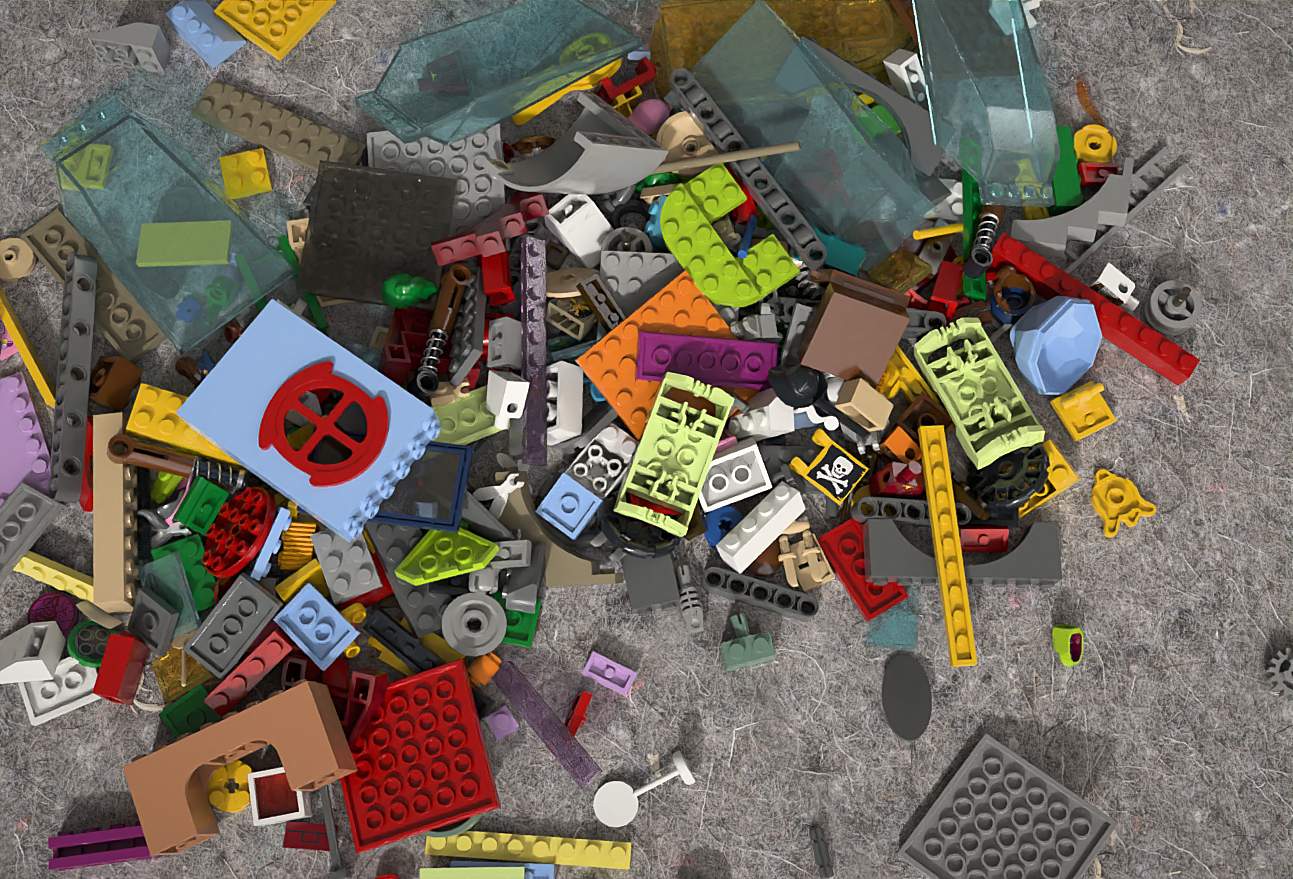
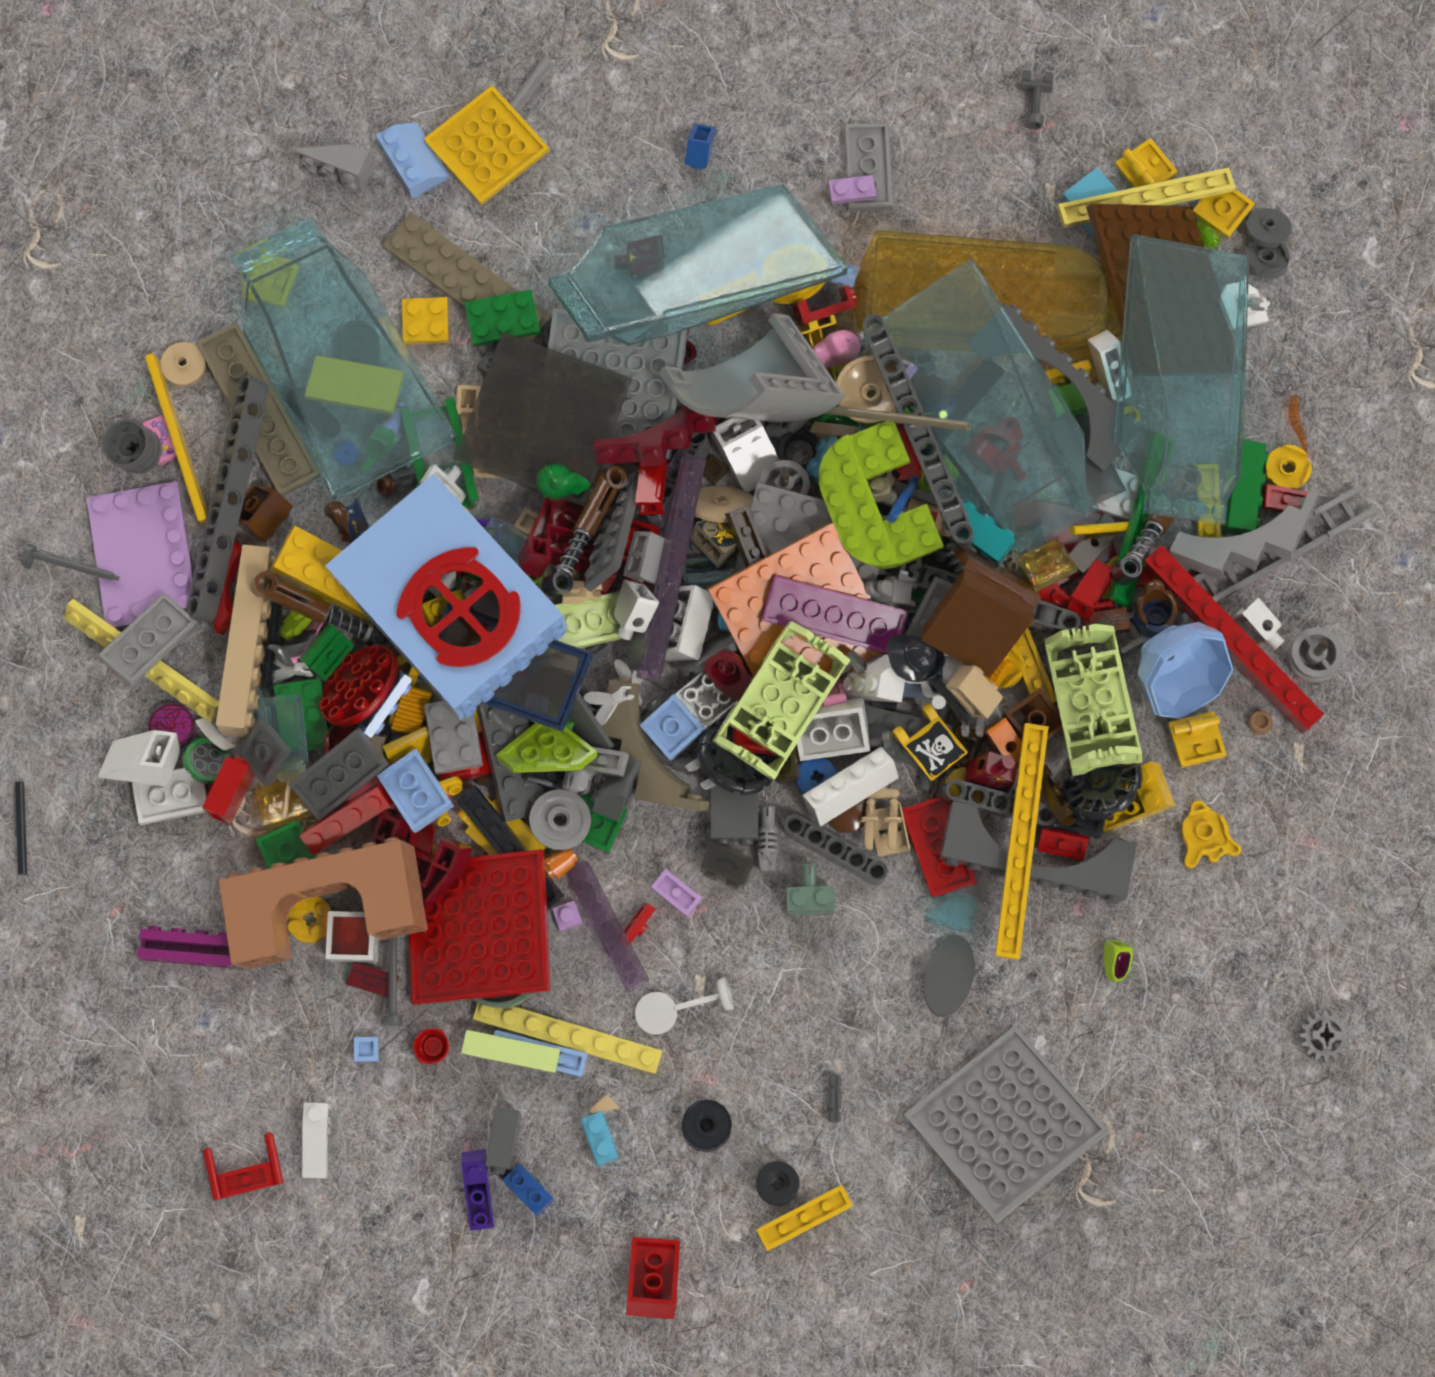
camera: 15 degrees right, 5 degrees up
(326, 145) = (505, 313): none -> green plate
(528, 143) = (711, 348): reddish brown dish -> none
(614, 440) = (728, 673): none -> dark red piece
(655, 634) = (727, 865): none -> clear smoke brick
(1136, 383) = (1260, 722): none -> medium nougat tile

